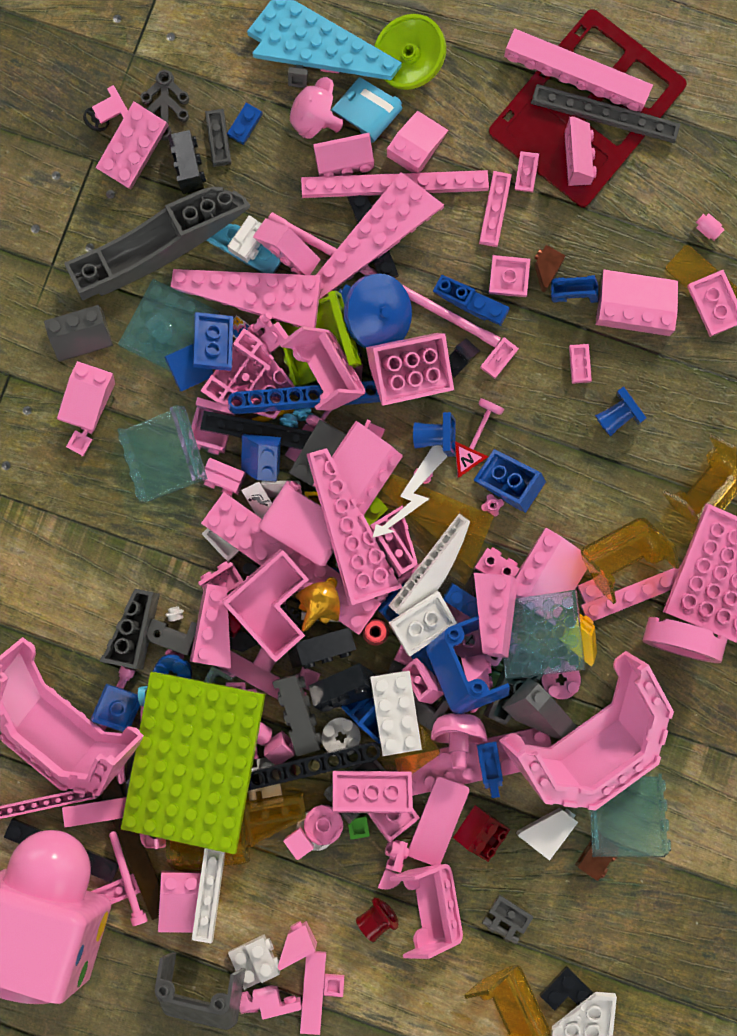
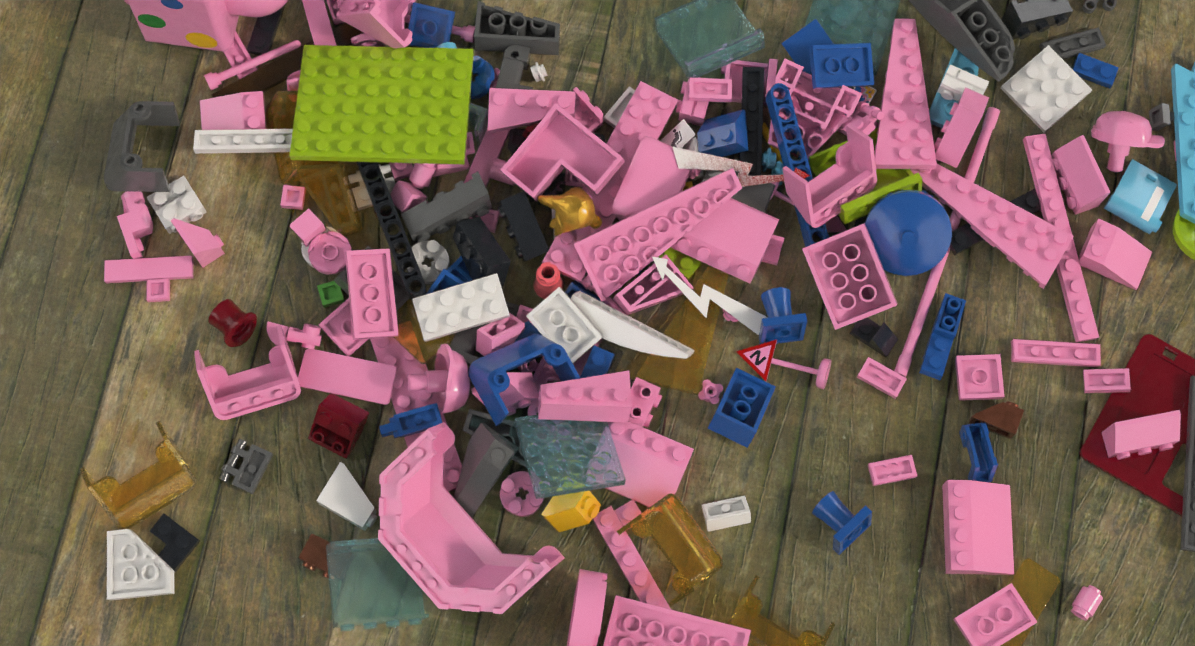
camera: 75 degrees right, 10 degrees down
(220, 461) = (710, 90): none -> bright pink plate
(257, 168) = (1046, 88): none -> white plate
(263, 853) = (293, 197): none -> bright pink plate
(289, 485) = (695, 160): none -> white sticker
(598, 508) = (726, 513): none -> white slope

